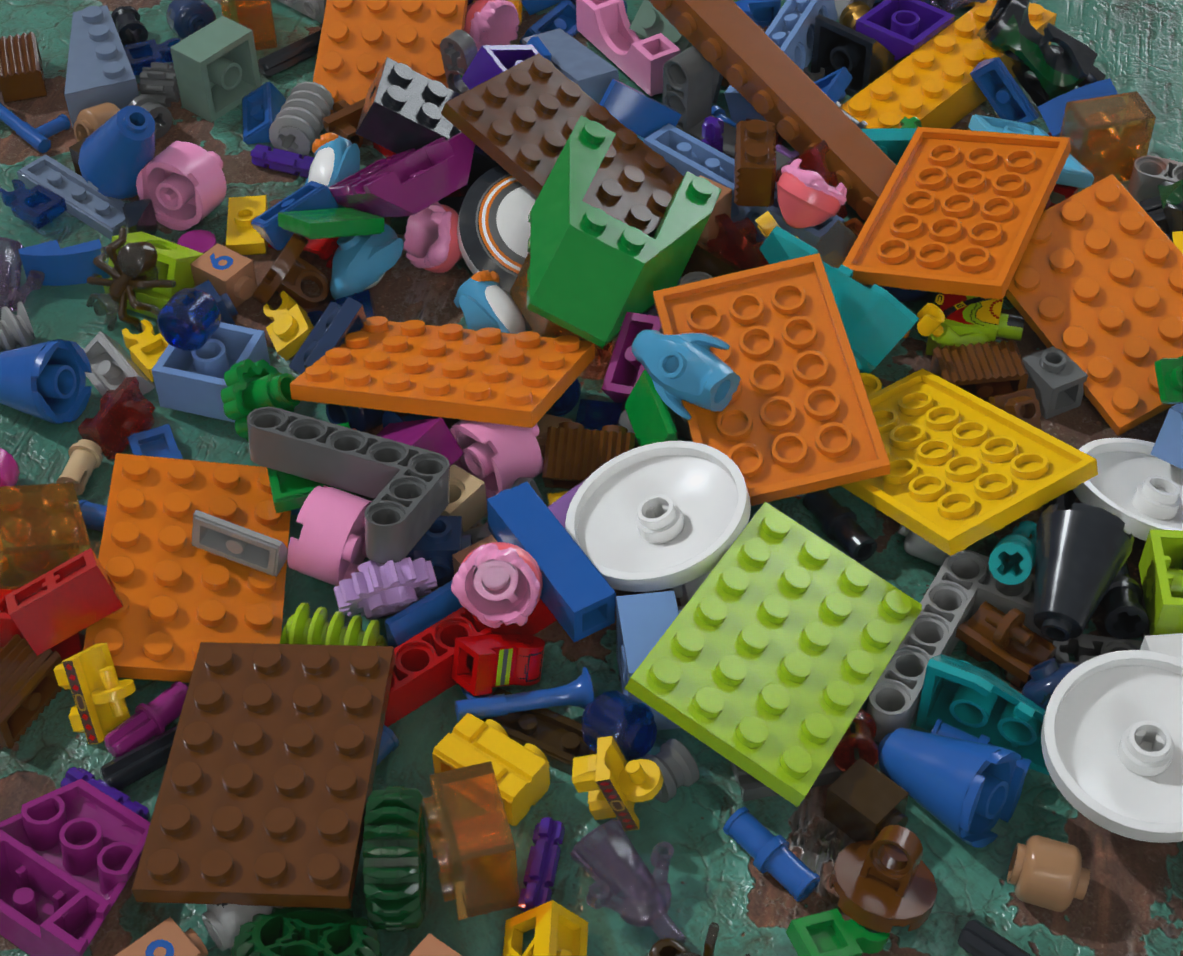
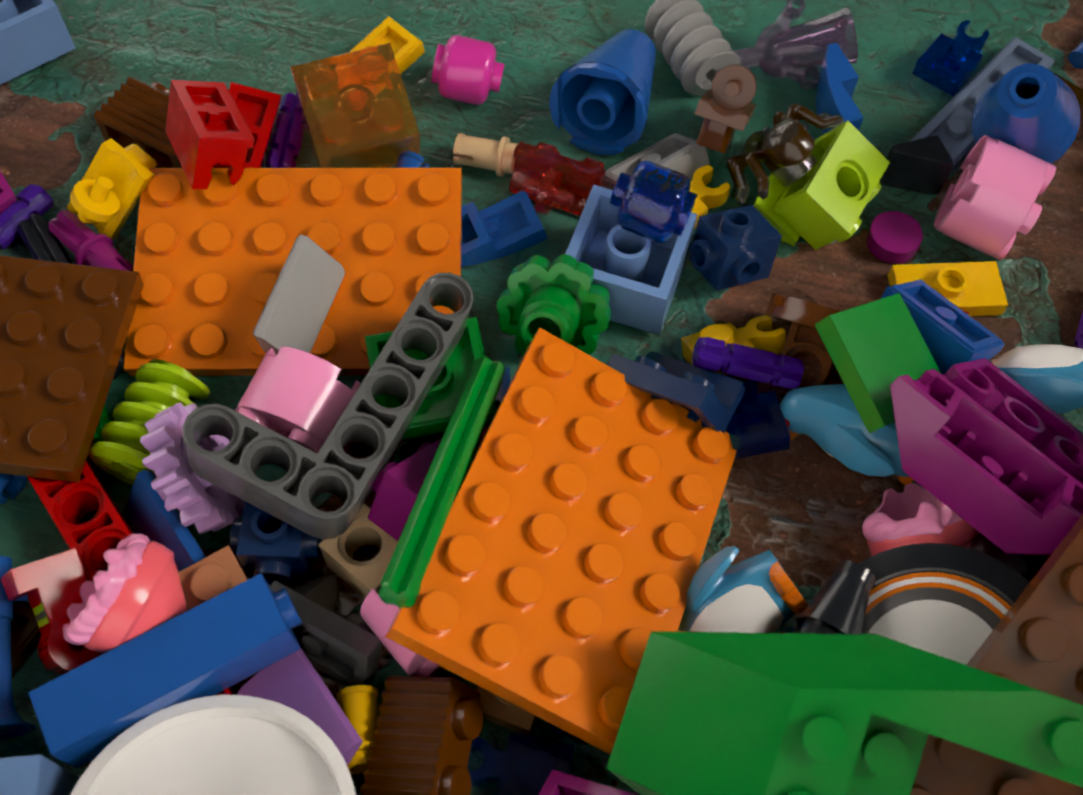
camera: 90 degrees right, 15 degrees up
(77, 313) = (726, 106): none -> reddish brown hips
(227, 272) = (821, 264): nougat brick -> none
(312, 304) = (747, 362): none -> dark purple axle
(419, 412) = (427, 518): none -> green axle
(499, 256) = (840, 602): none -> black cone

